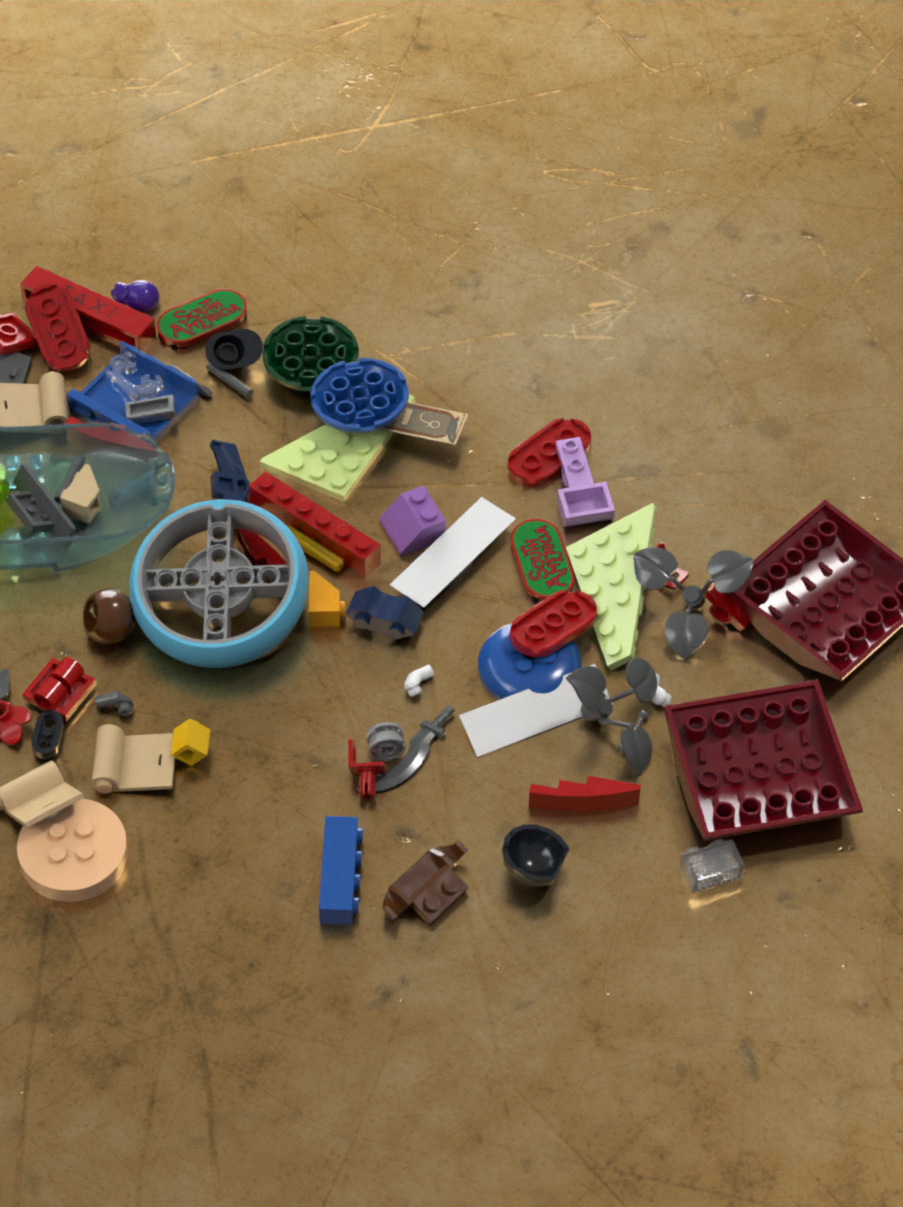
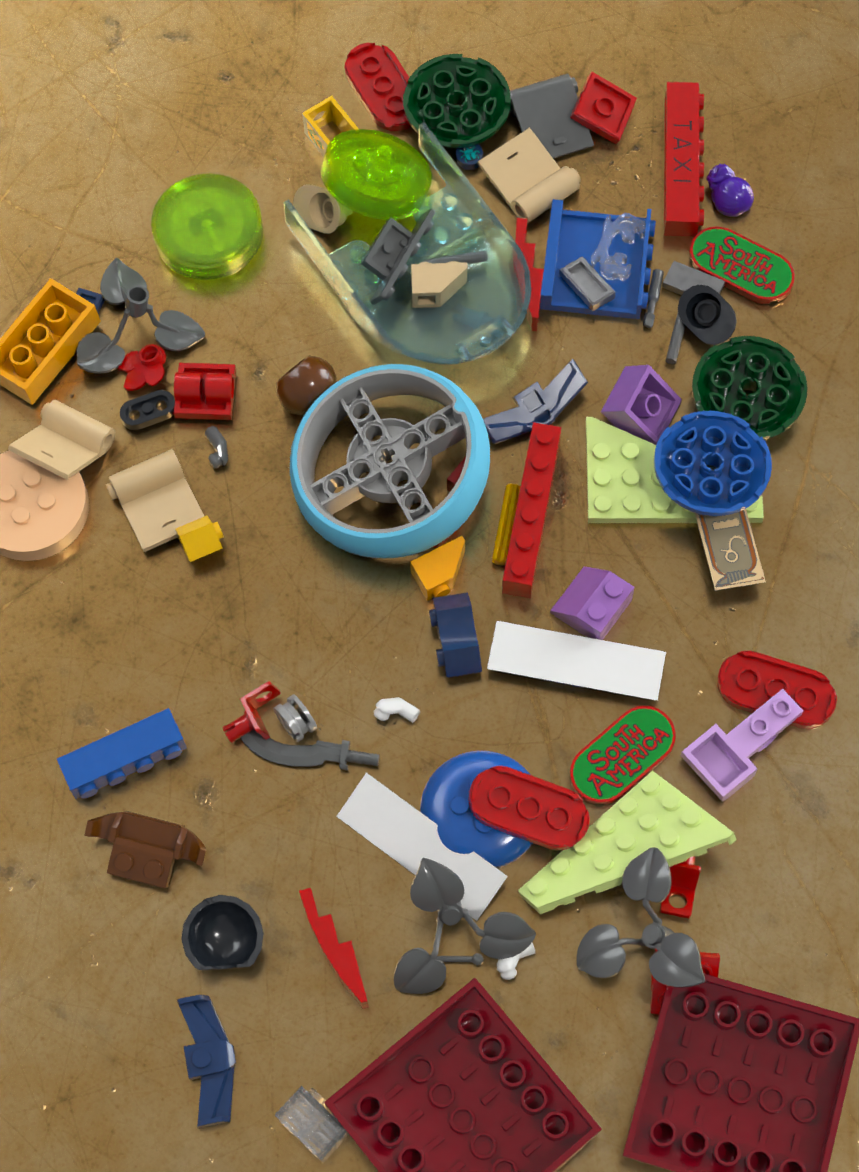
camera: 65 degrees right, 15 degrees up
(57, 328) = (634, 145): red tile -> none
(191, 353) = (683, 277): none -> flat silver tile
(272, 422) = (641, 403): none -> medium lavender slope
(621, 915) = (209, 1059): none -> dark blue plate

